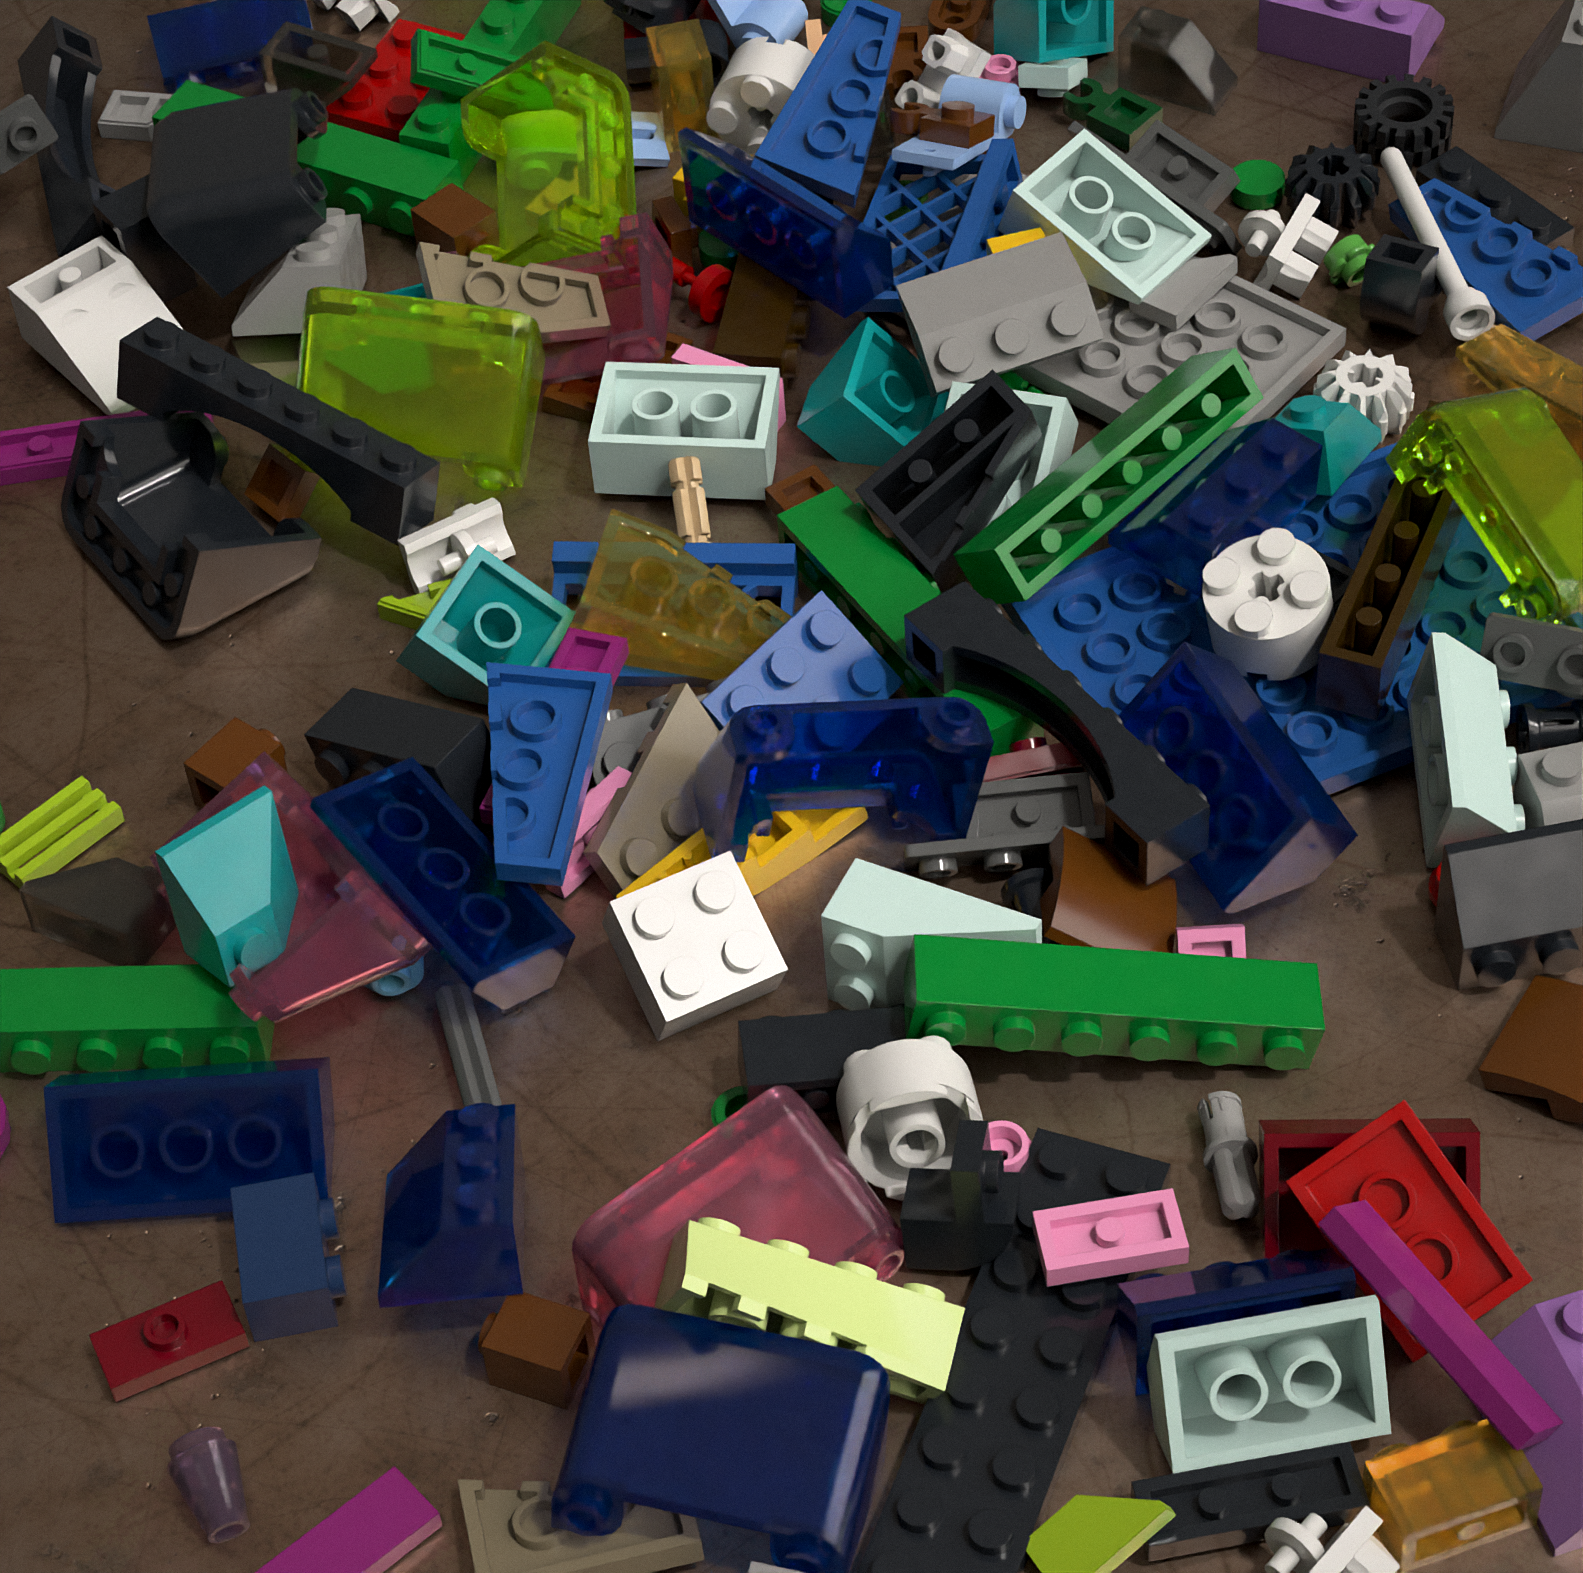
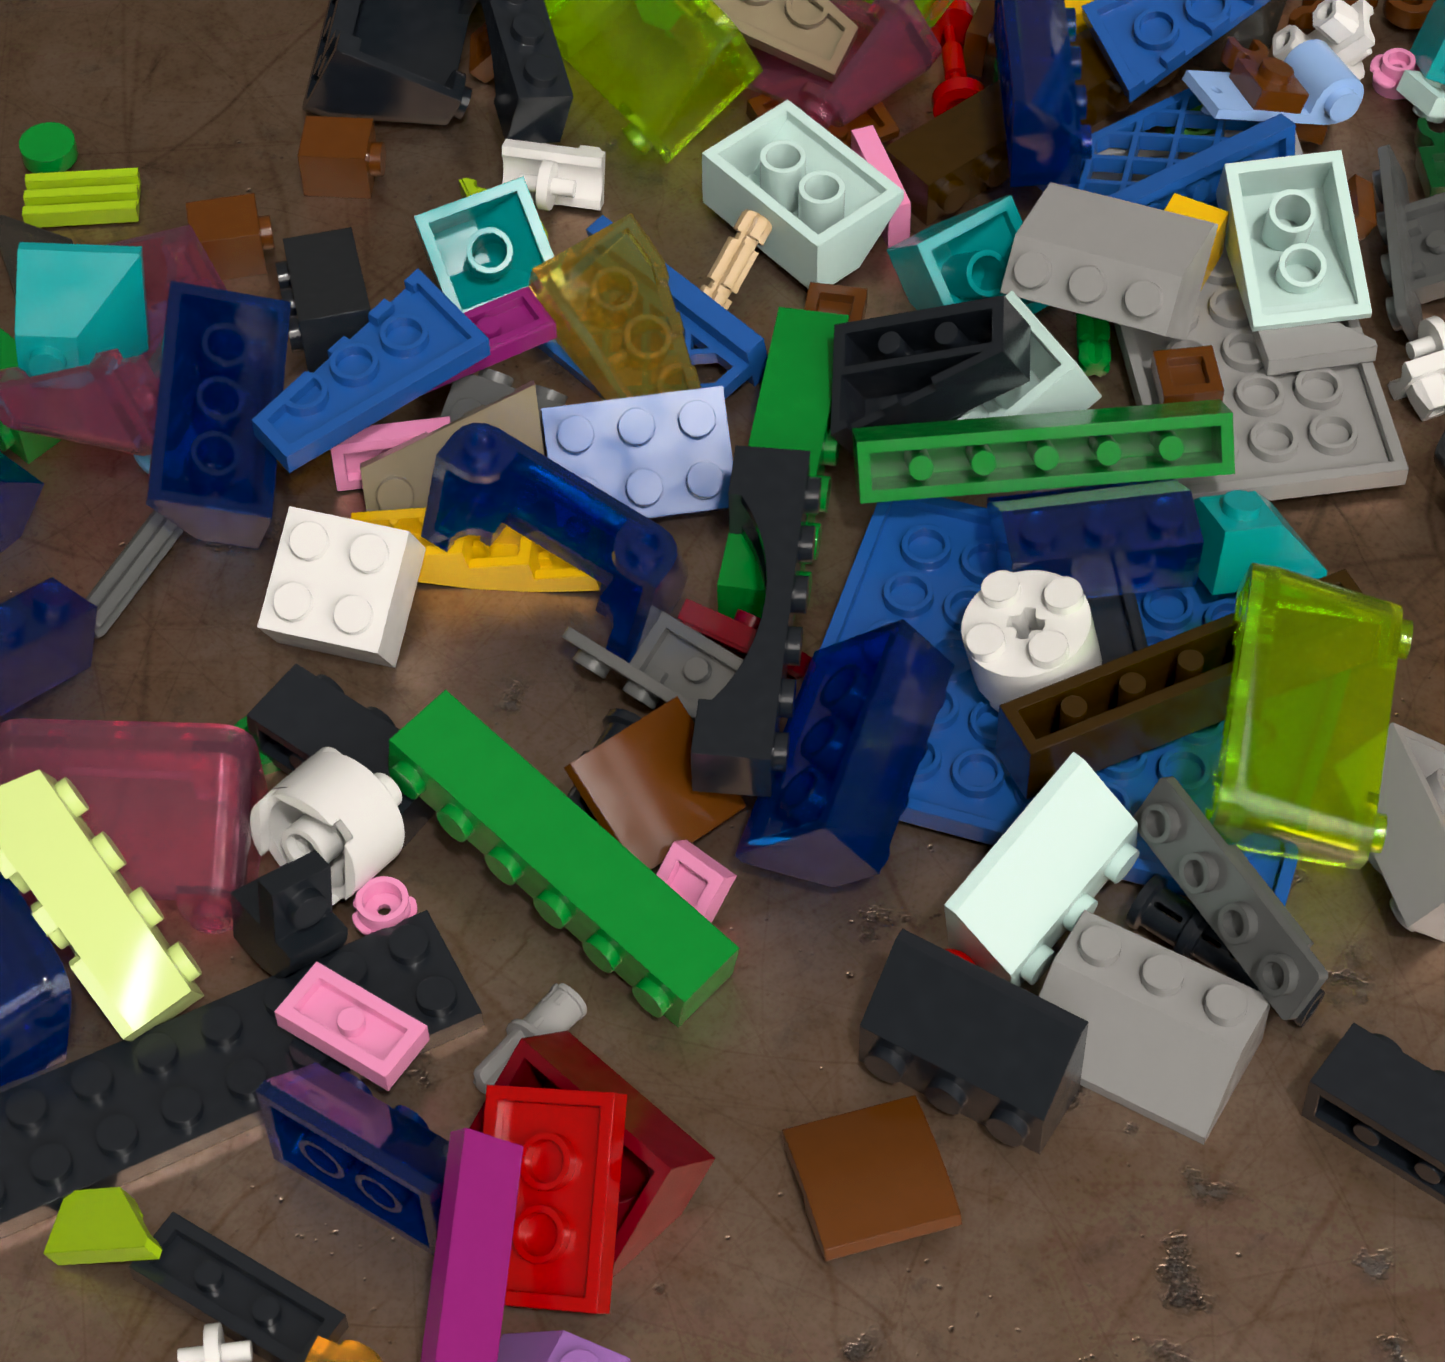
camera: 40 degrees right, 5 degrees up
(257, 650) = (340, 157): none -> reddish brown brick
(874, 922) = (468, 661): light aqua slope -> none
(1135, 364) = (1186, 375): none -> reddish brown plate
(1269, 1384) = (319, 1227): light aqua slope -> none
(1371, 386) = (1357, 534): white gear -> none

